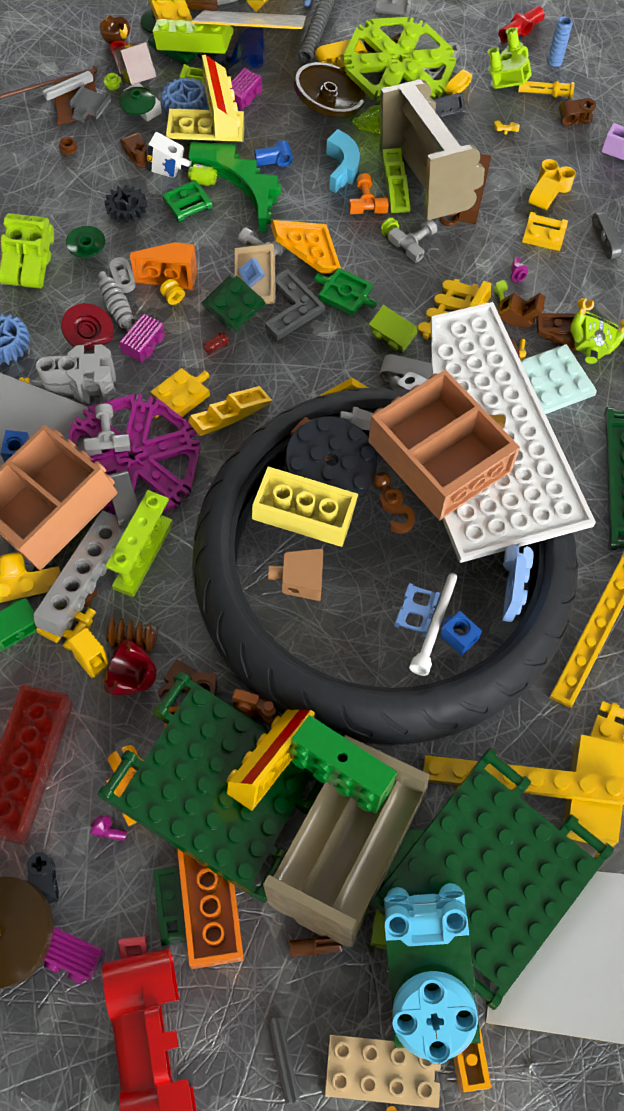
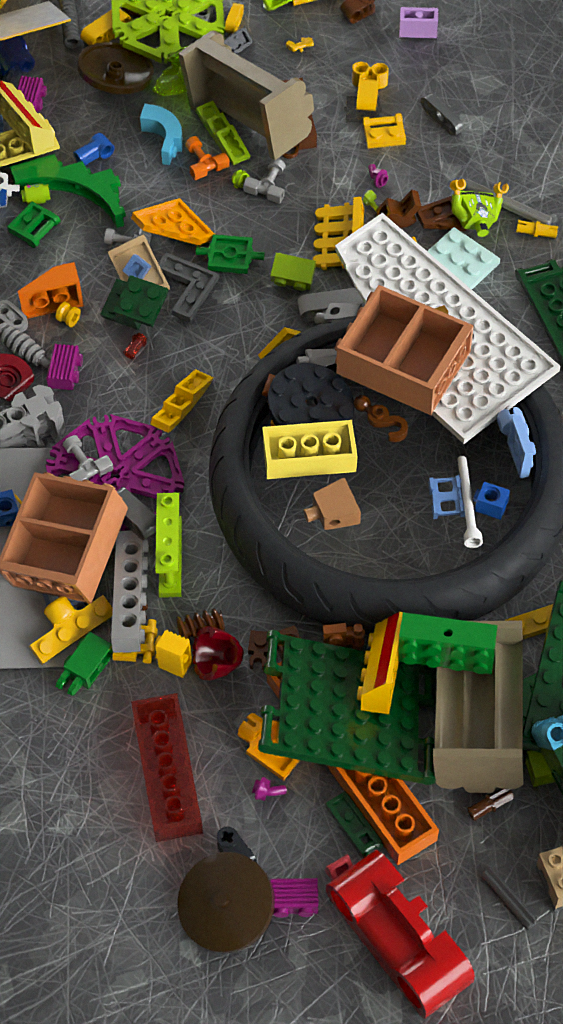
camera: 20 degrees left, 5 degrees down
(182, 391) = (127, 400): yellow plate -> none

